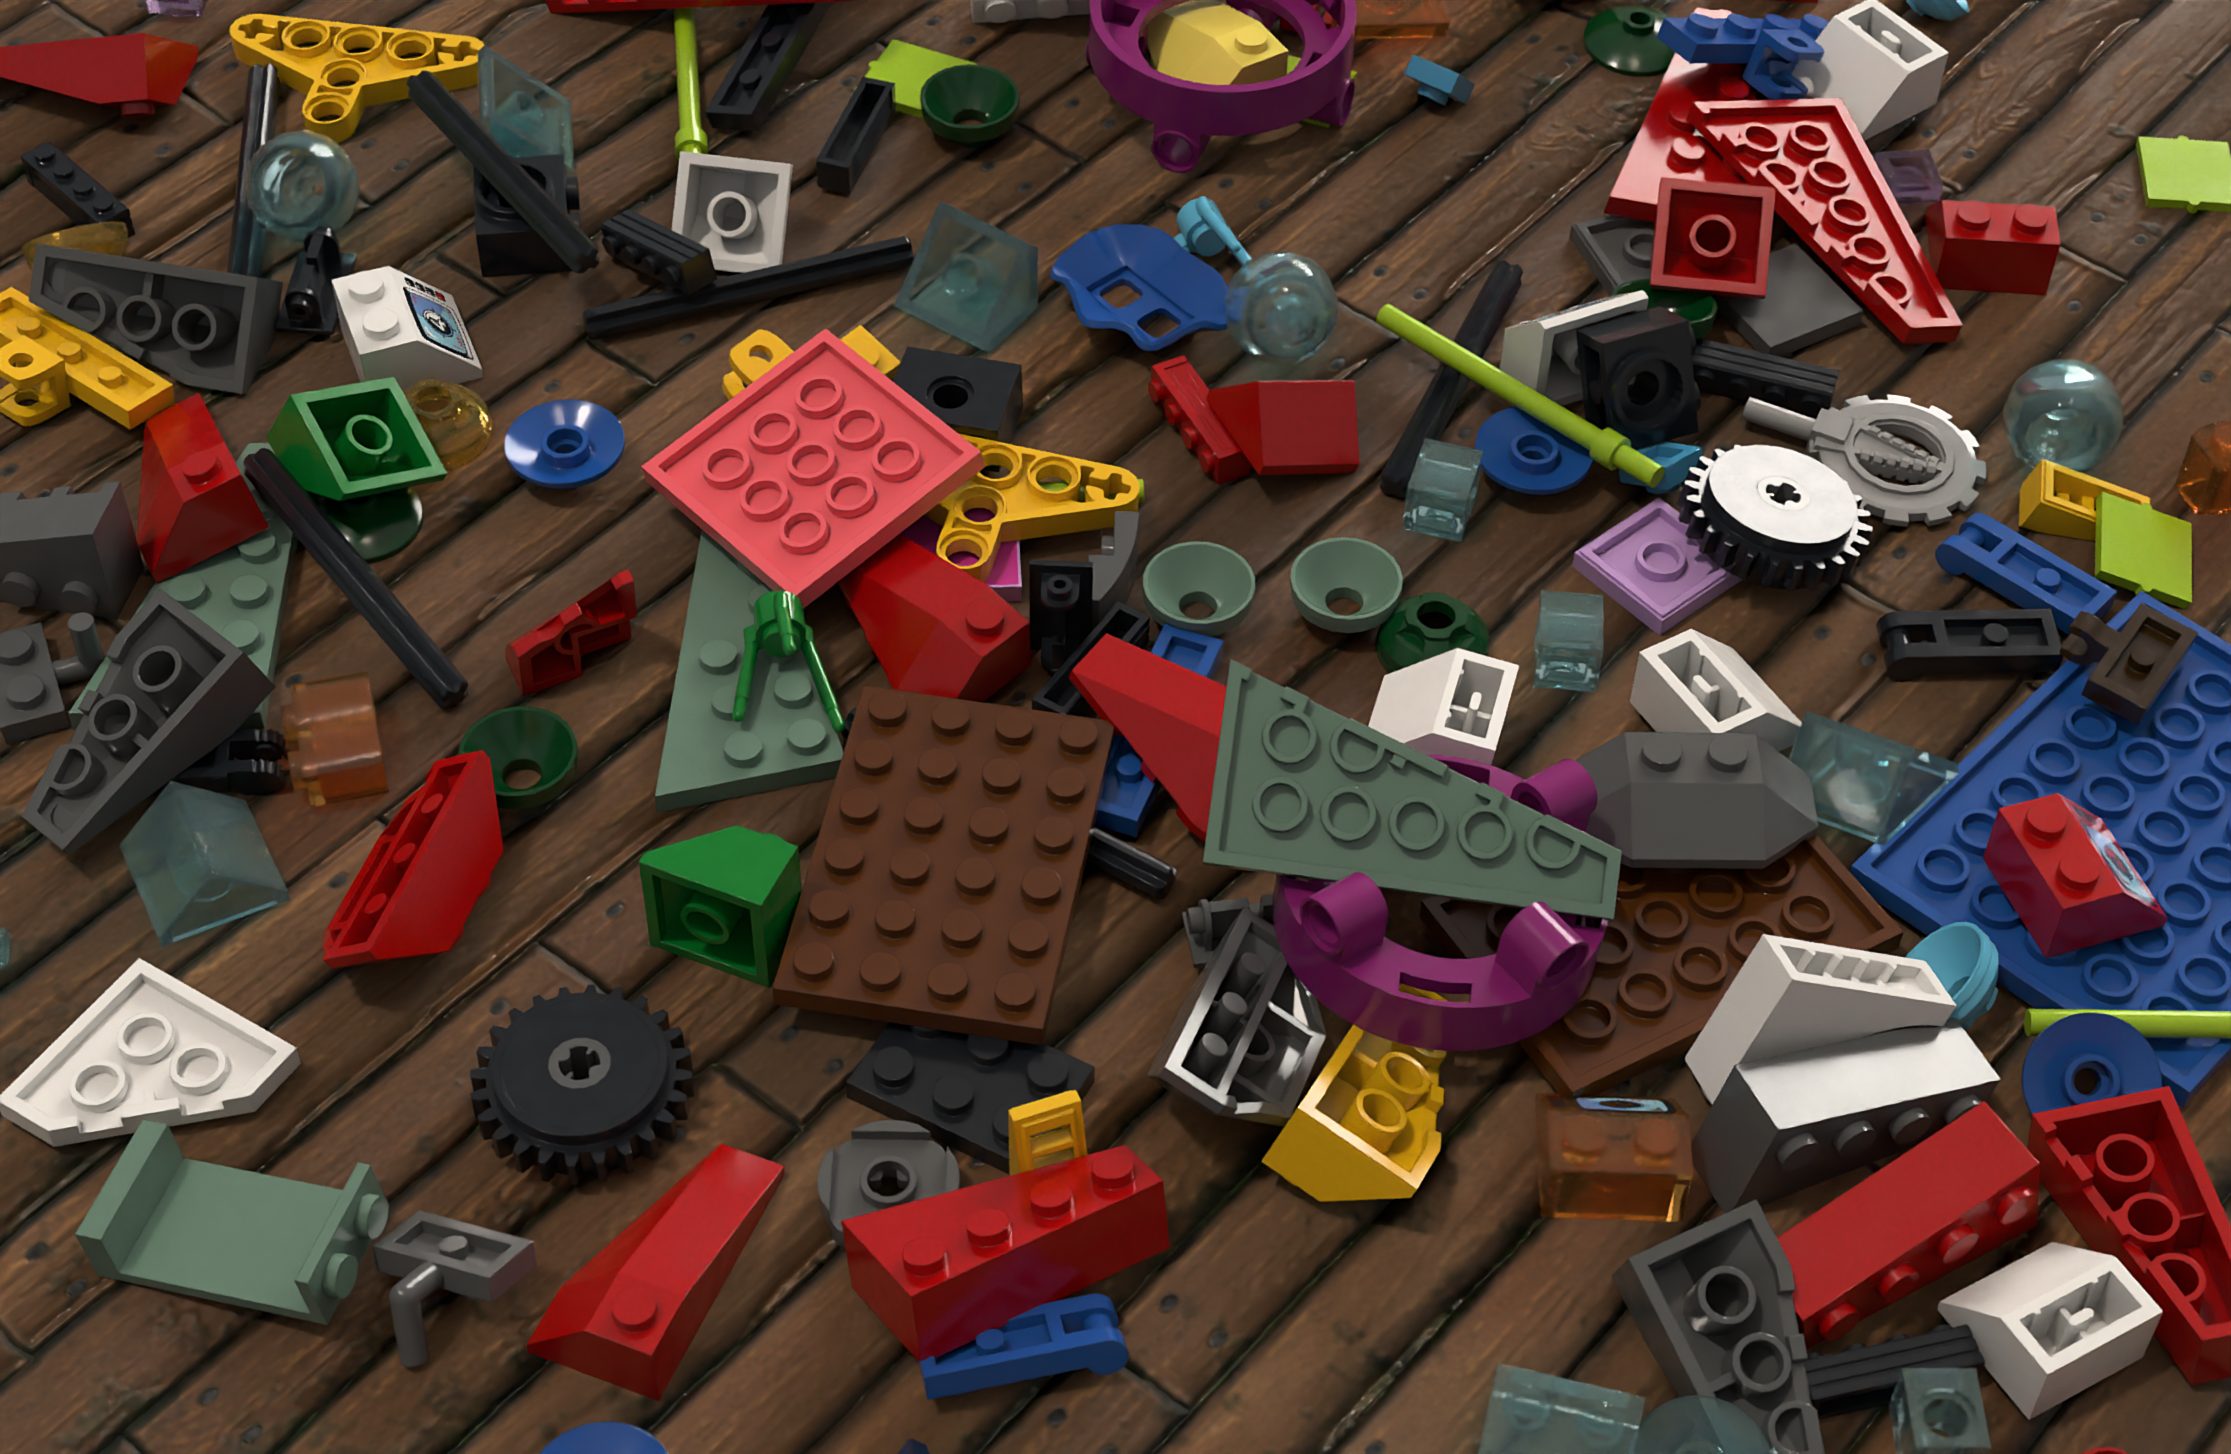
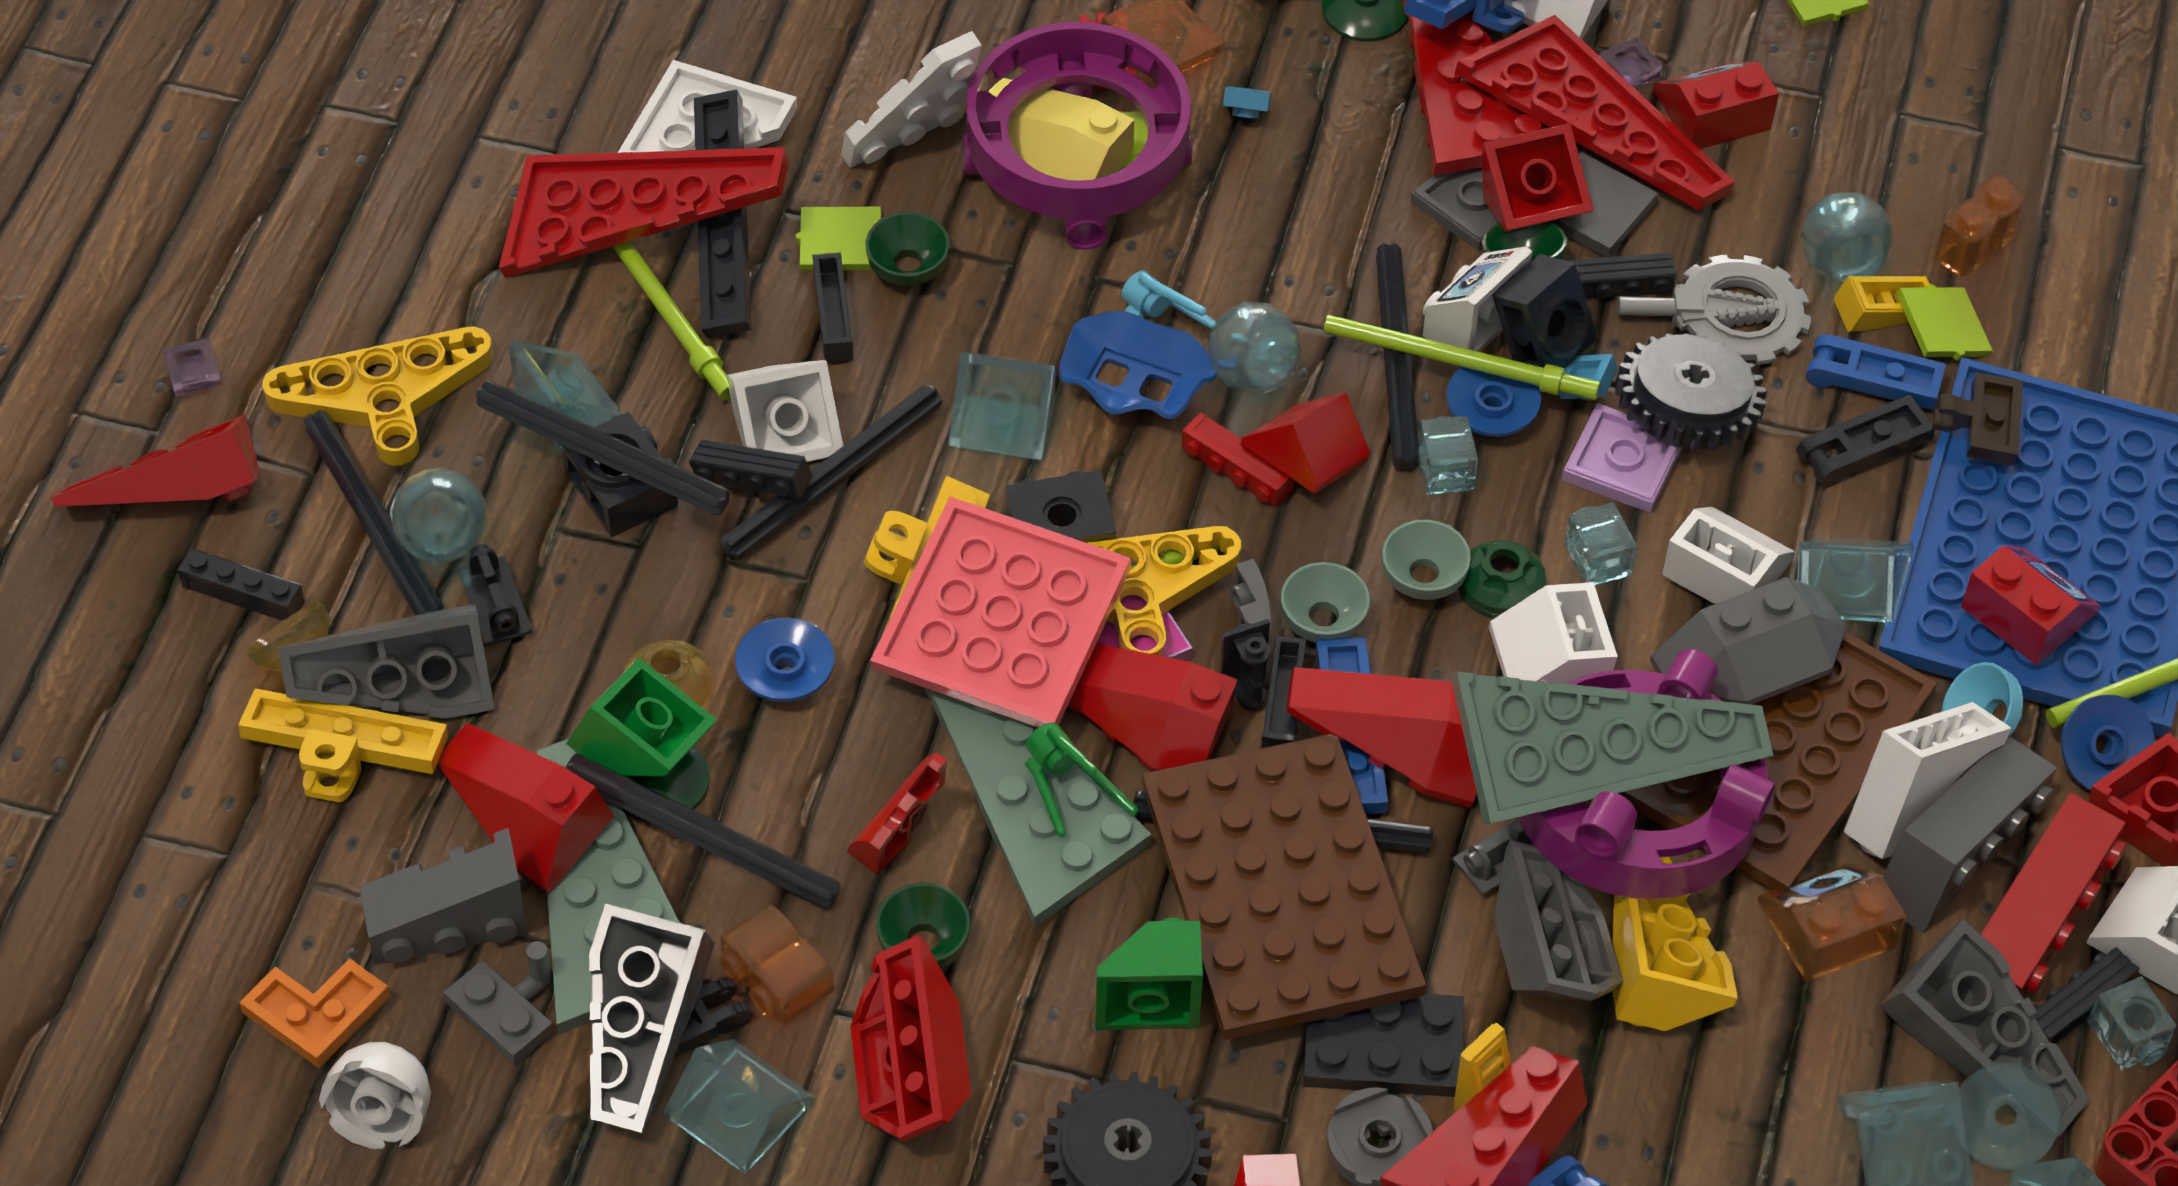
camera: 25 degrees left, 5 degrees up
(403, 329) = (593, 616): white slope -> none

